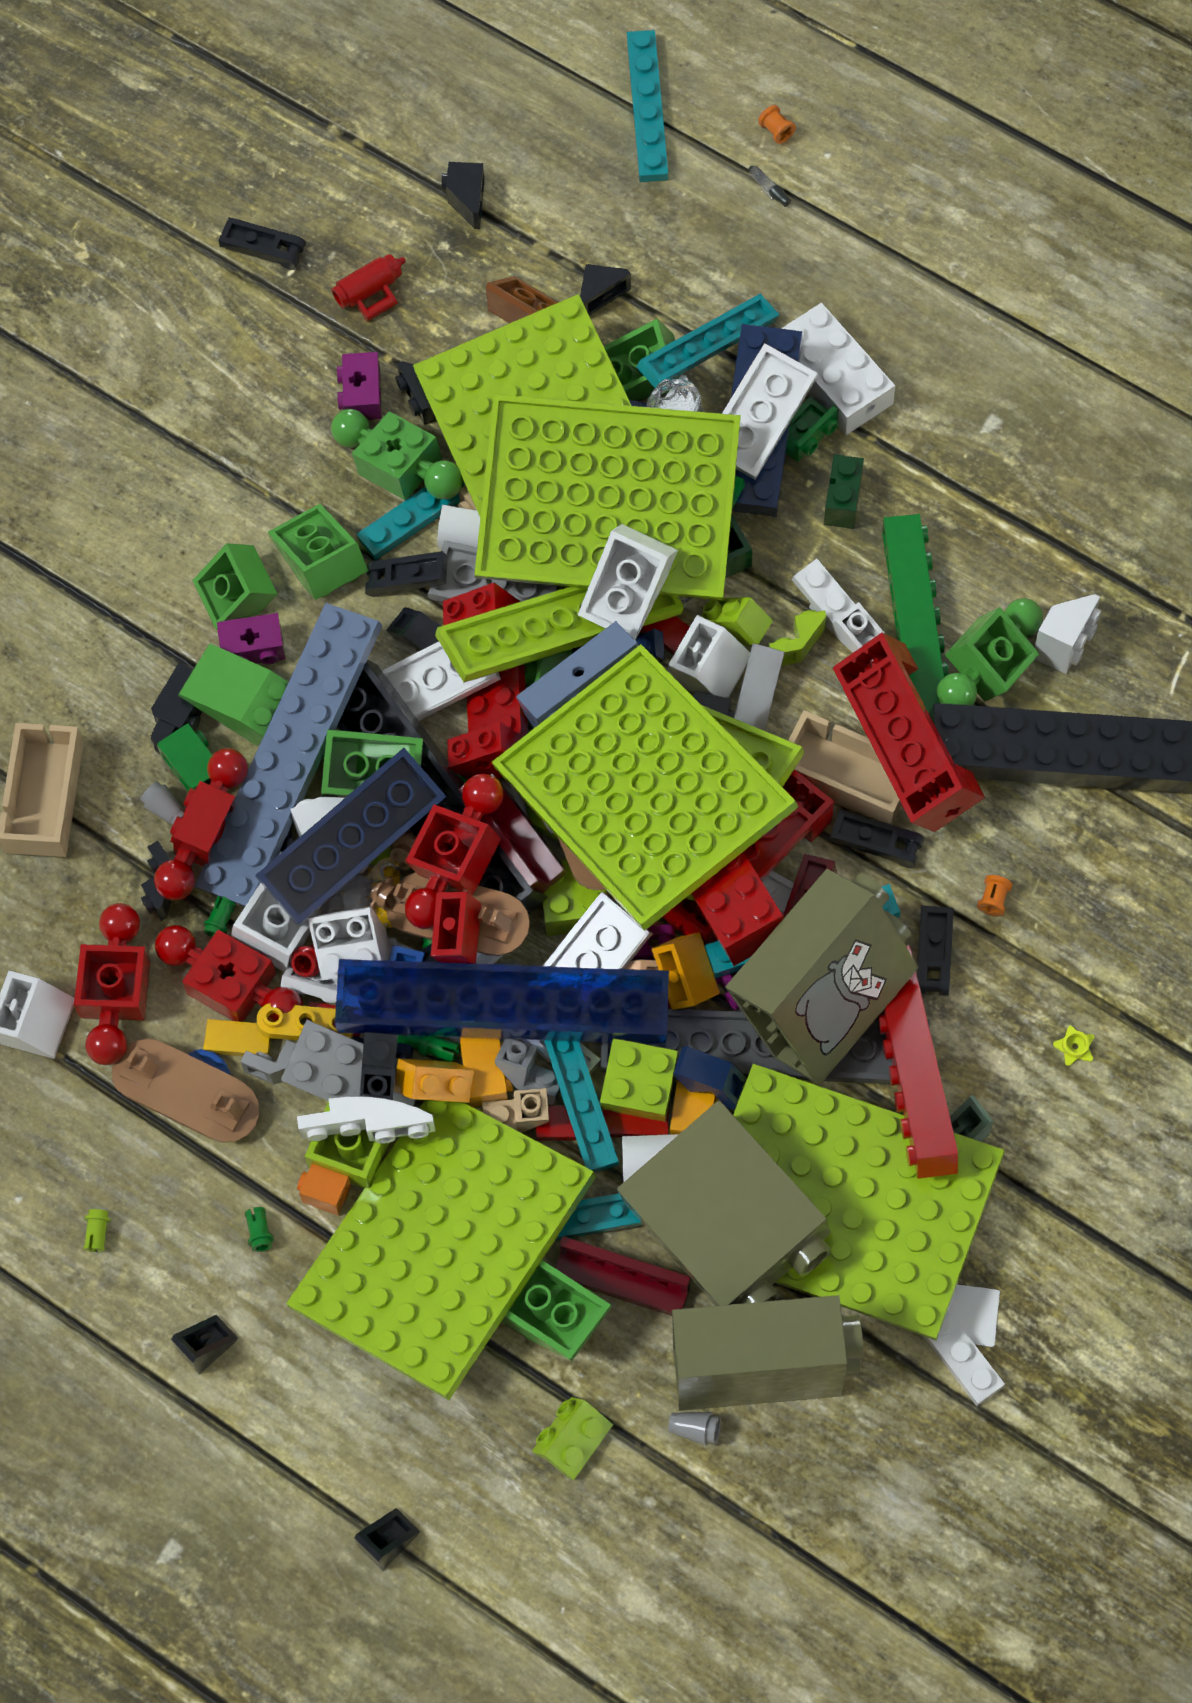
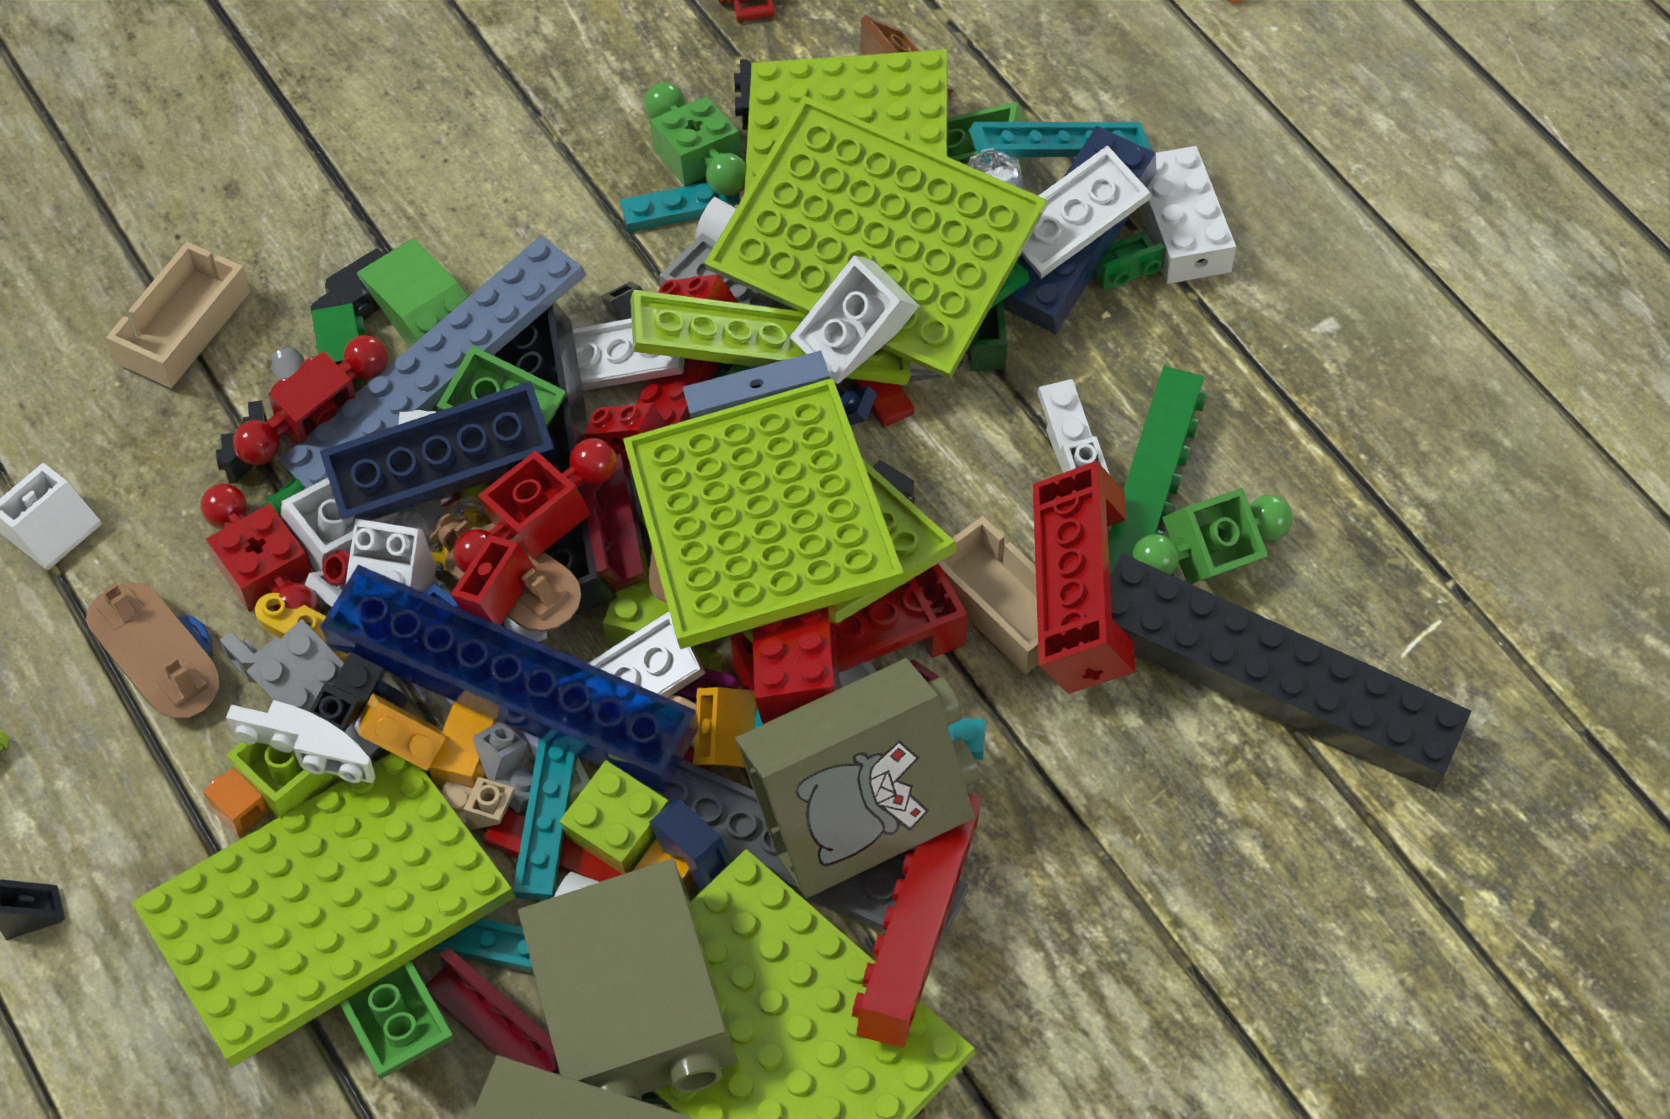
camera: 20 degrees right, 10 degrees down
(98, 996) = (140, 517): red brick -> none
(234, 584) = (475, 202): bright green slope -> none
(234, 1038) = (227, 614): yellow tile -> none
(260, 1238) = (144, 823): green pin -> none
(262, 630) = (466, 255): magenta brick -> none
(319, 551) = (574, 203): bright green slope -> none
(360, 384) = (698, 67): magenta brick -> none
(406, 573) = (647, 248): black plate -> none
(432, 1046) = (422, 701): green pin -> none
(603, 286) = (981, 65): black slope -> none
(709, 659) = (910, 436): white slope -> none
(739, 617) = (960, 410): lime slope -> none
(759, 686) = (950, 478): light grey slope -> none
(769, 188) = (1199, 36): piece -> none
(807, 630) = (1033, 449): lime slope -> none
(843, 491) = (1135, 330): dark green piece -> none
(876, 838) = (1003, 678): black plate -> none
(935, 948) = (1011, 815): black plate -> none
(971, 1120) = (958, 1008): sand green slope -> none
(994, 895) = (1104, 784): orange bush -> none
(1066, 631) = (1309, 545): white slope -> none
(1075, 1037) = (1124, 970): neon yellow plate -> none

